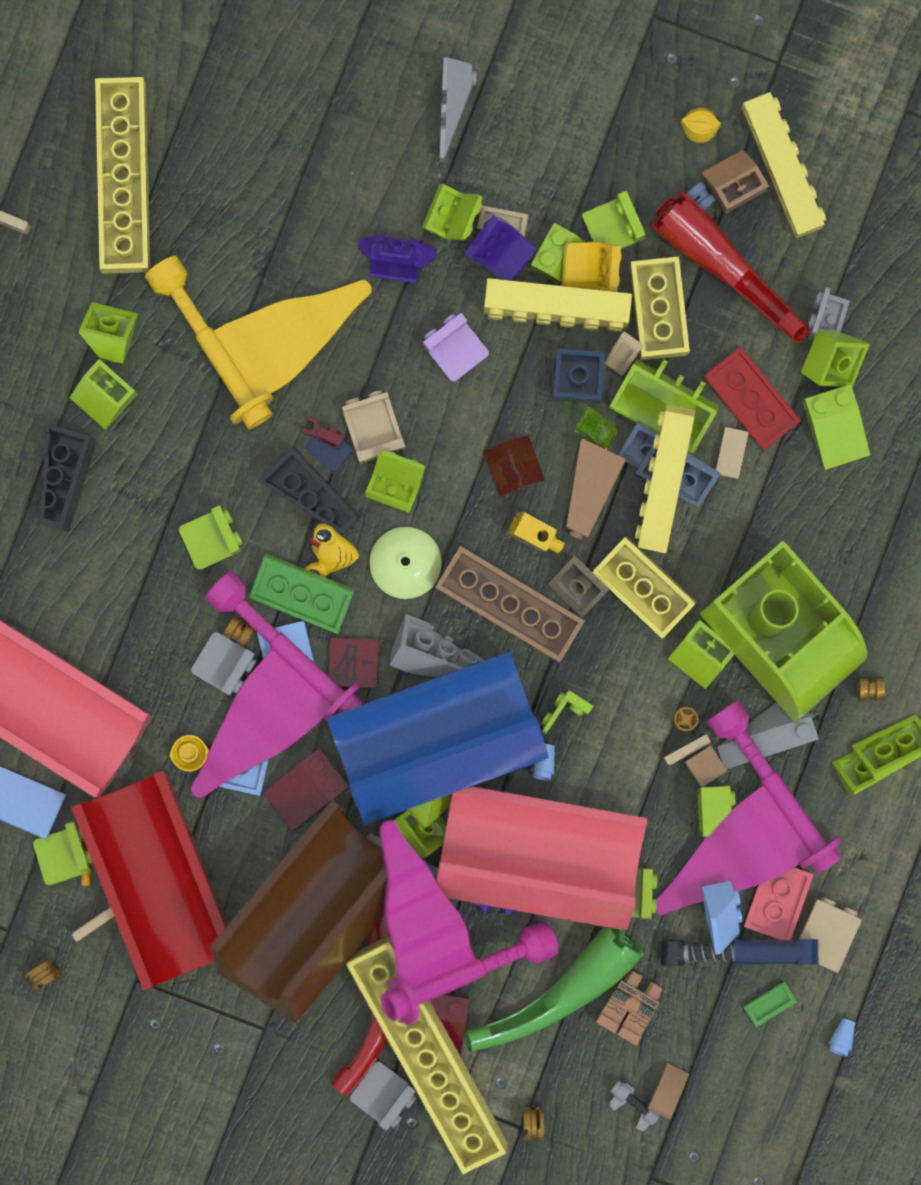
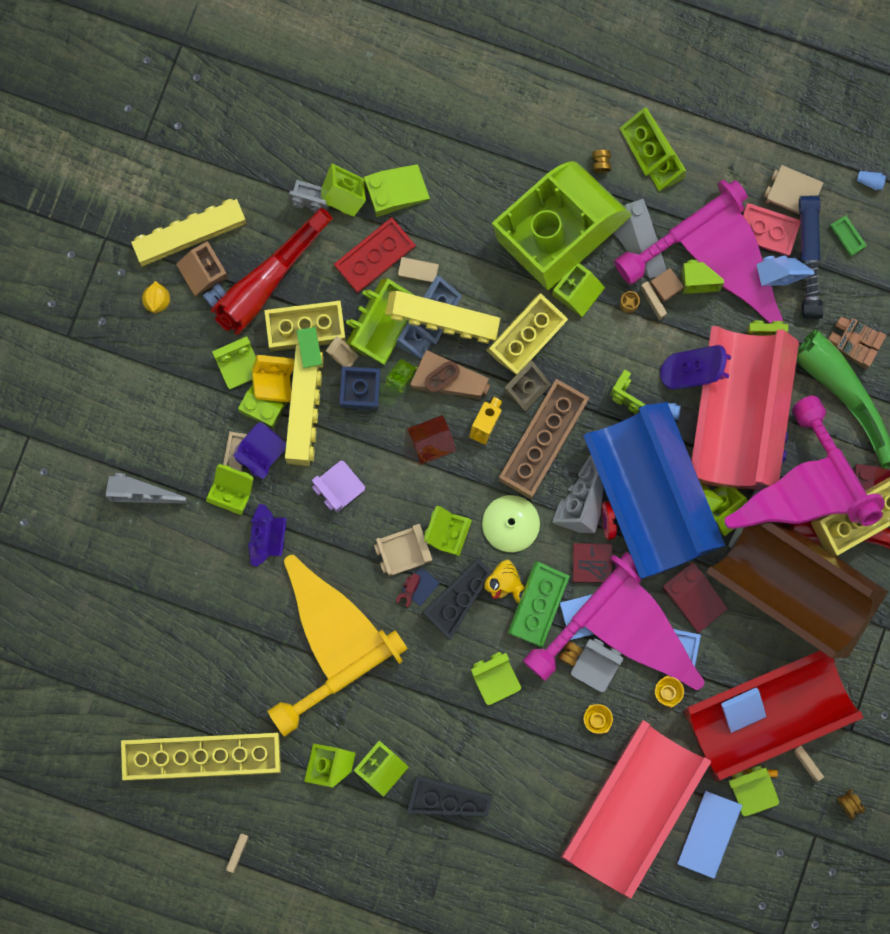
camera: 90 degrees left, 5 degrees down
(157, 663) = (598, 719): none -> yellow hat
(159, 842) = (743, 710): none -> light blue tile
(402, 683) = (608, 521): none -> red tile
(589, 477) = (442, 377): none -> reddish brown plate
(594, 795) = (694, 367): none -> dark purple piece
(626, 309) = (309, 347): none -> bright green tile

